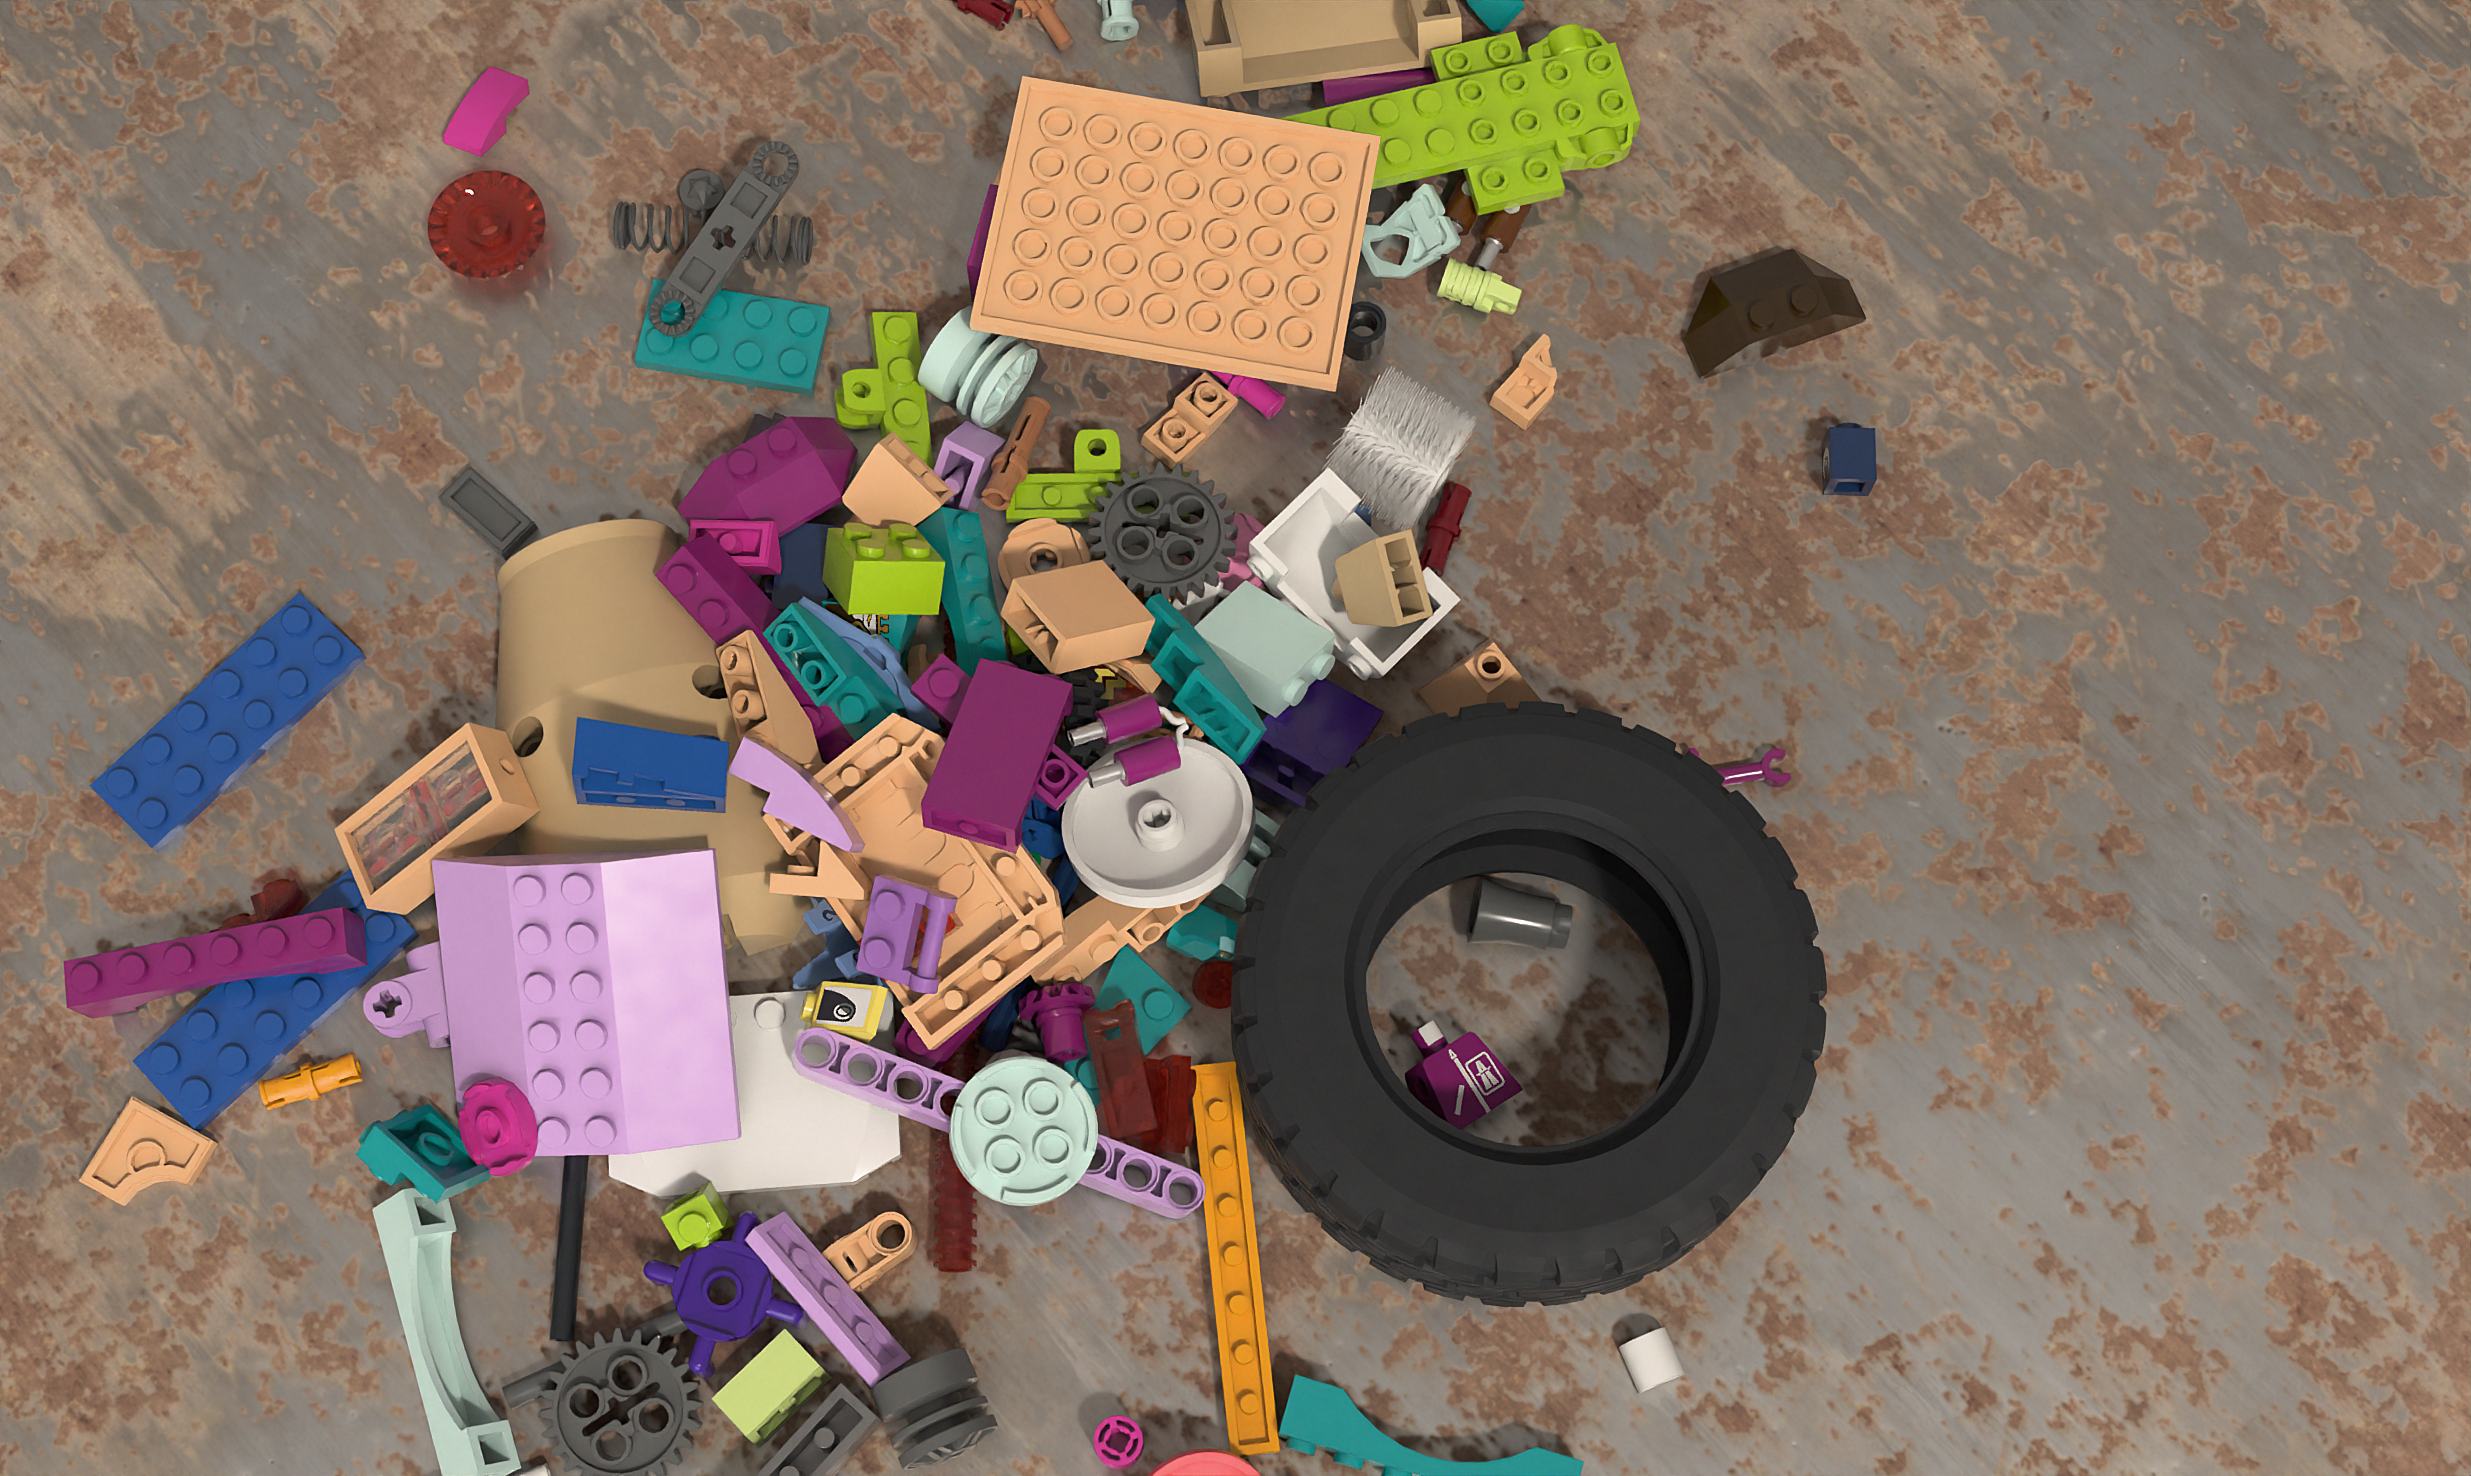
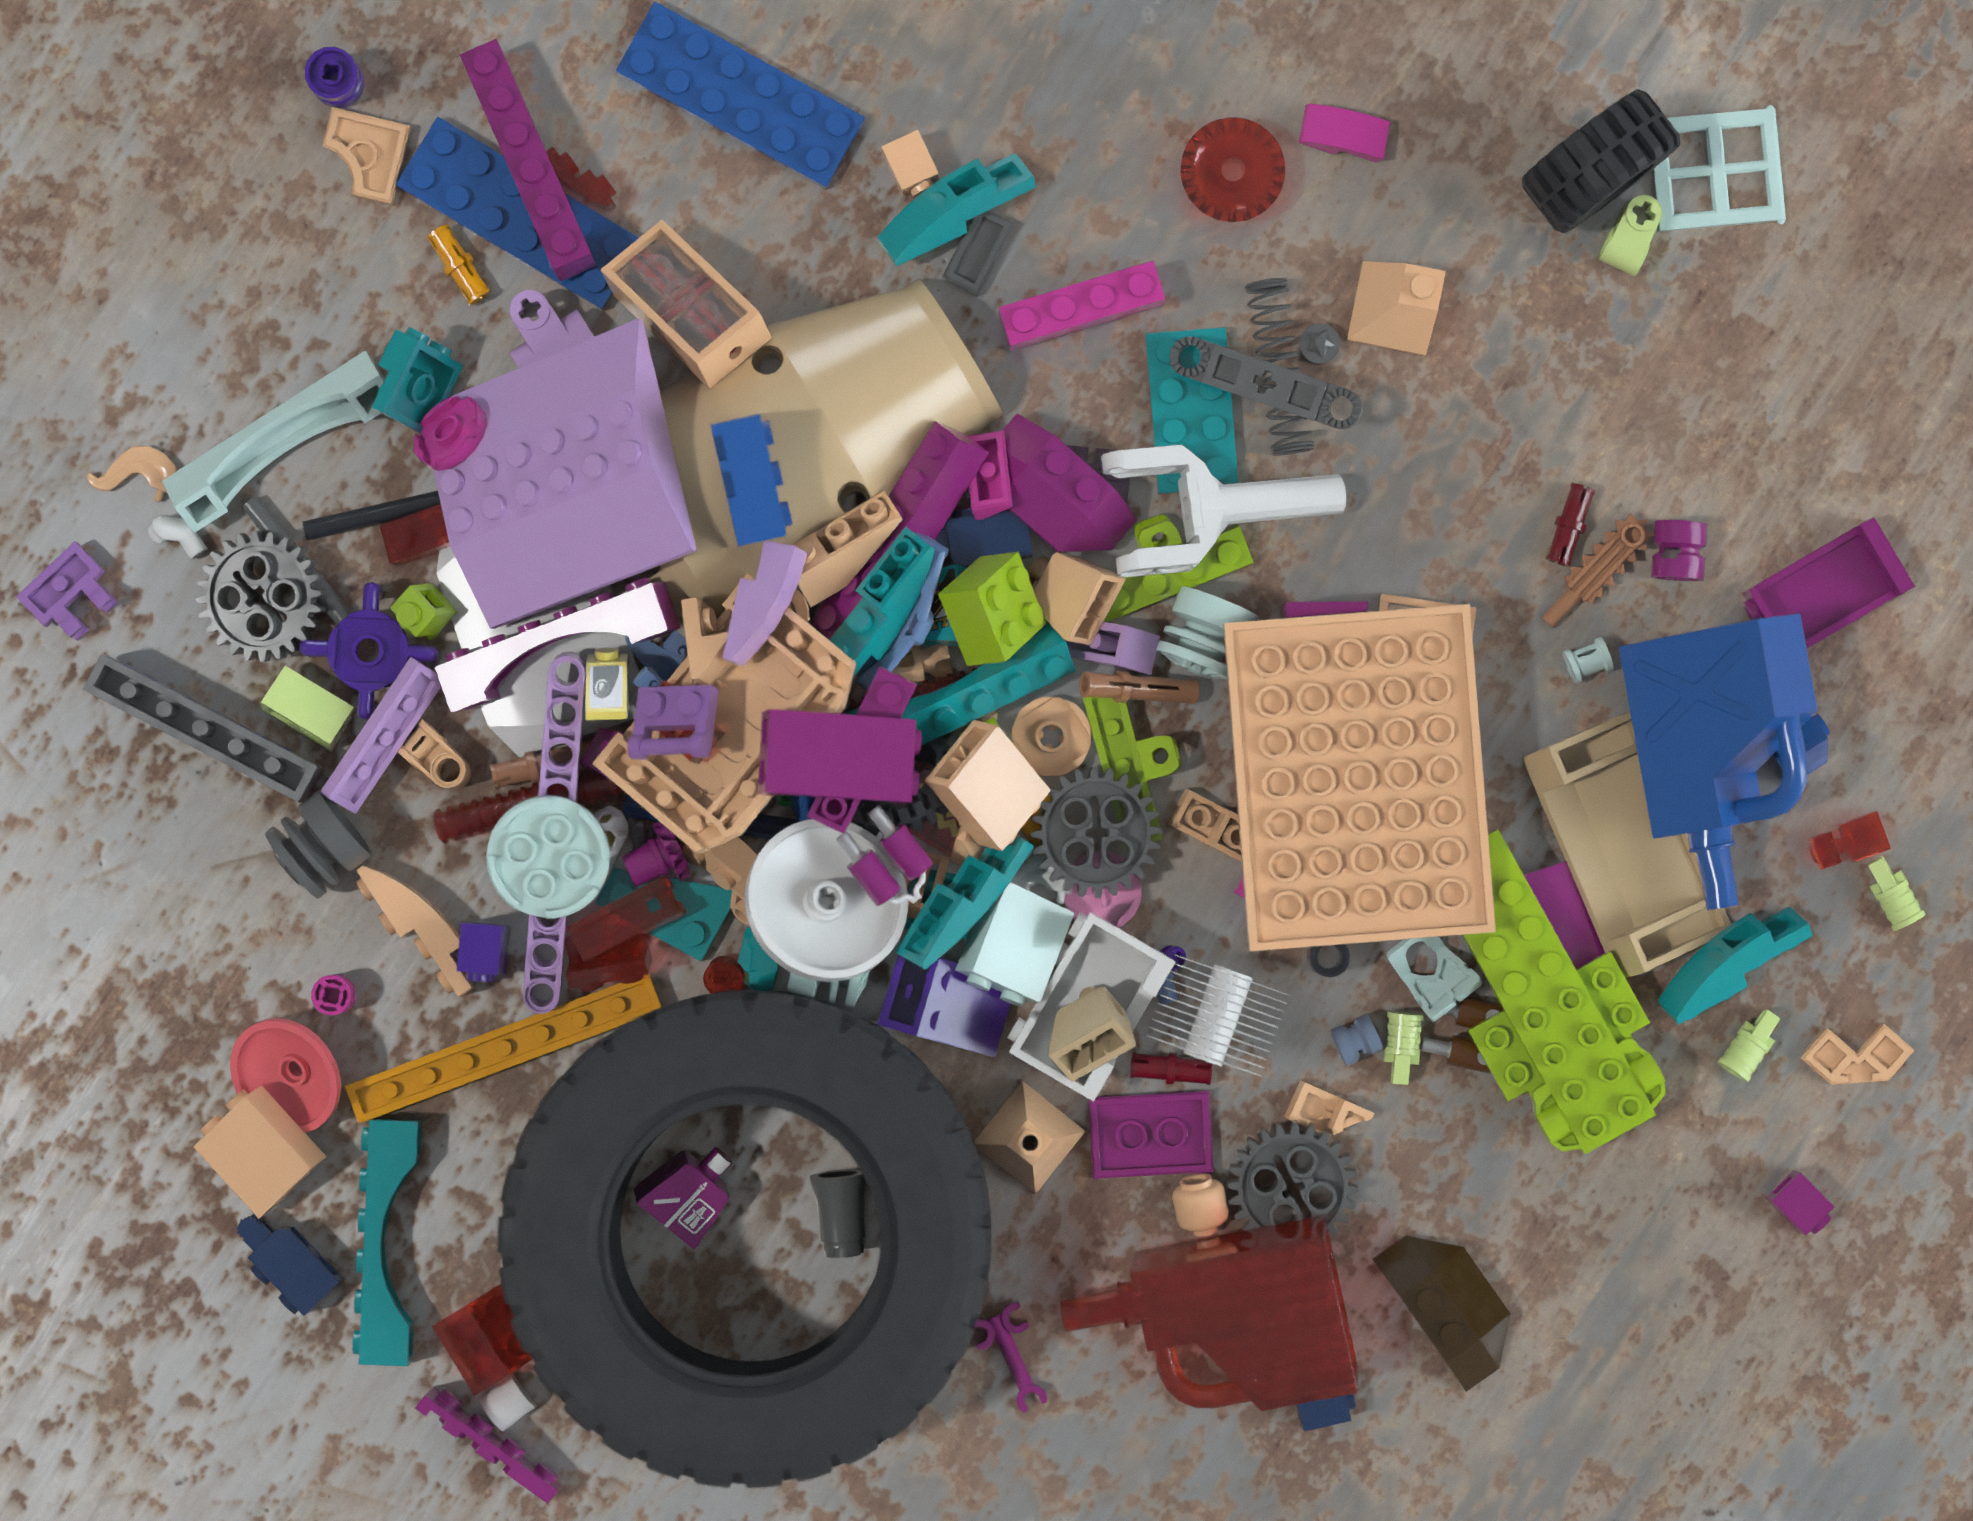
camera: 75 degrees right, 15 degrees up
(43, 1164) = (334, 77): none -> dark purple wheel
(367, 555) = (910, 164): none -> light nougat brick
(425, 525) = (944, 207): none -> teal slope
(582, 415) = (1081, 305): none -> dark pink brick
(607, 1201) = (415, 536): none -> clear red plate
(686, 104) = (1396, 306): none -> light nougat slope
(789, 1173) = (477, 676): none -> arch
(841, 328) = (1211, 506): none -> white piece
(915, 1146) = (529, 766): none -> nougat pin
(1043, 1326) = (410, 911): none -> light nougat slope
(1113, 1244) = (483, 950): none -> dark purple brick
(1460, 333) = (1357, 1039): none -> sand blue wheel
(1510, 571) = (1150, 1134): none -> magenta tile
(1571, 1357) = (482, 1340): none -> clear red slope
(1591, 396) = (1324, 1170): none -> dark grey gear
(1600, 532) = (1200, 1204): none -> light nougat head
(1712, 1373) = (458, 1422): none -> magenta wing
(1719, 484) = (1253, 1301): none -> clear red piece

